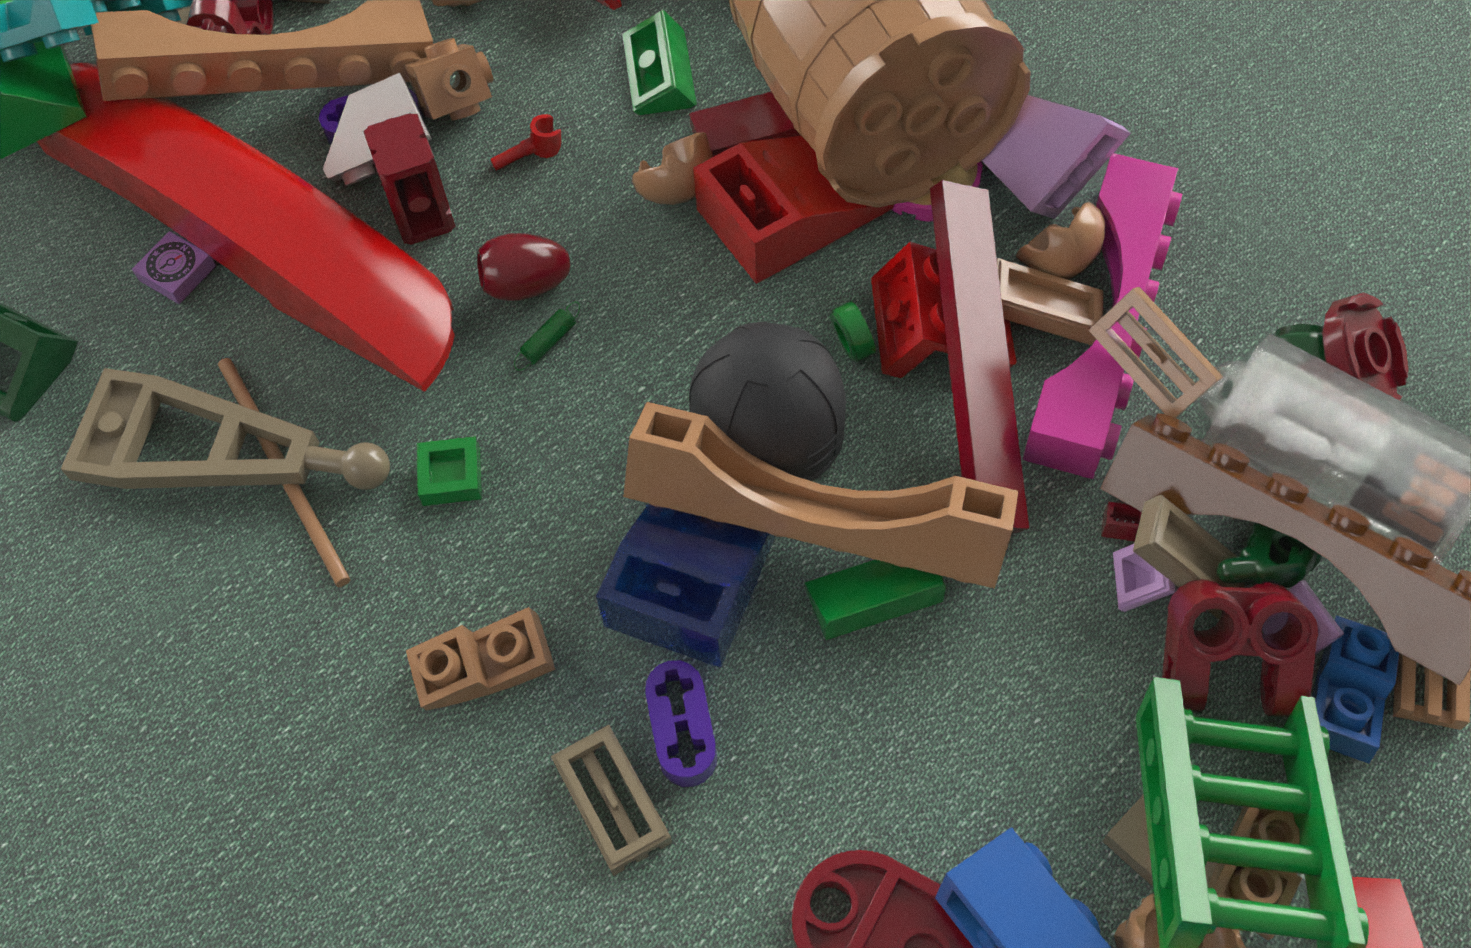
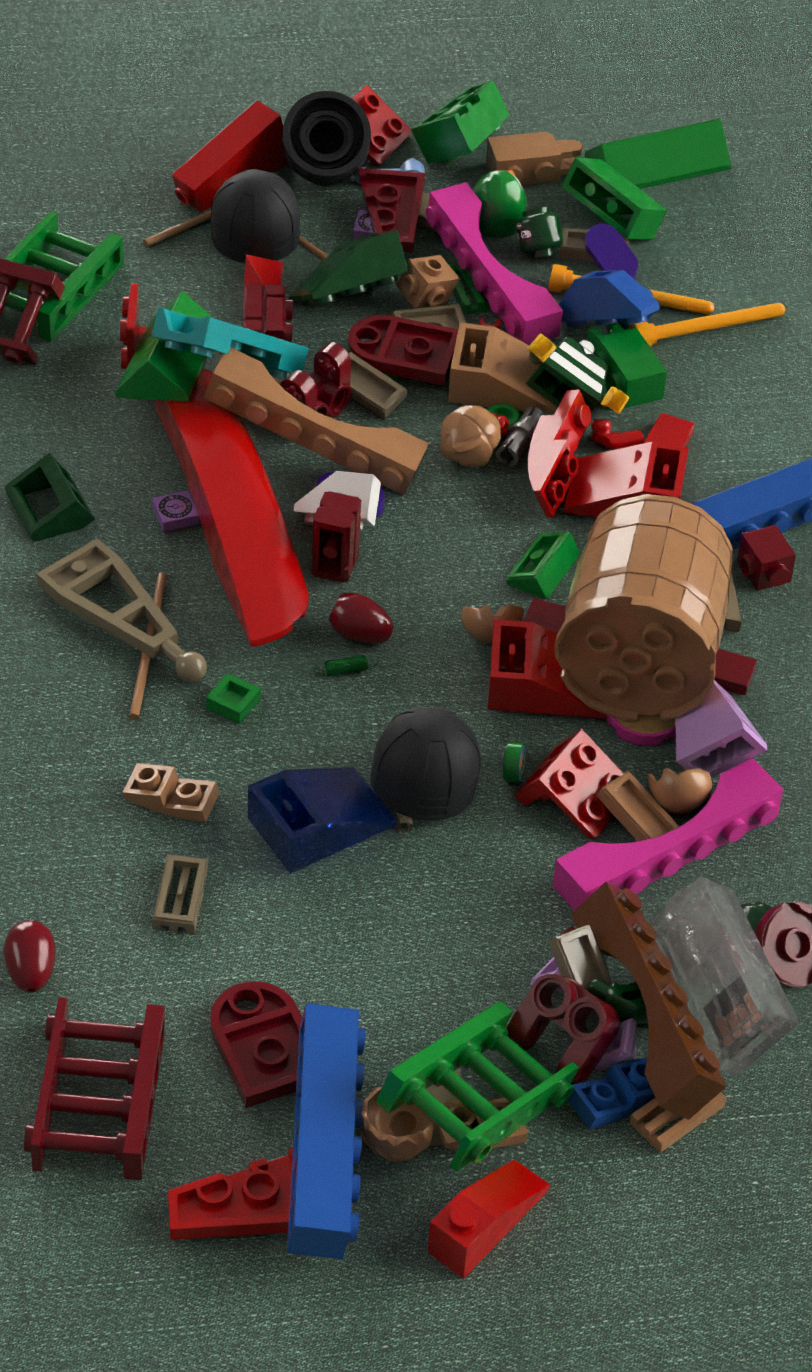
camera: 30 degrees right, 15 degrees down
(432, 80) = (394, 502): medium nougat brick -> none
(542, 142) = (436, 565): red hand -> none
(695, 720) = (239, 879): dark purple beam -> none
(870, 595) = (403, 892): green slope -> none
(938, 528) = (352, 758): medium nougat arch -> none
(977, 340) = (562, 808): tile -> none
(1172, 336) = (664, 857): medium nougat tile -> none

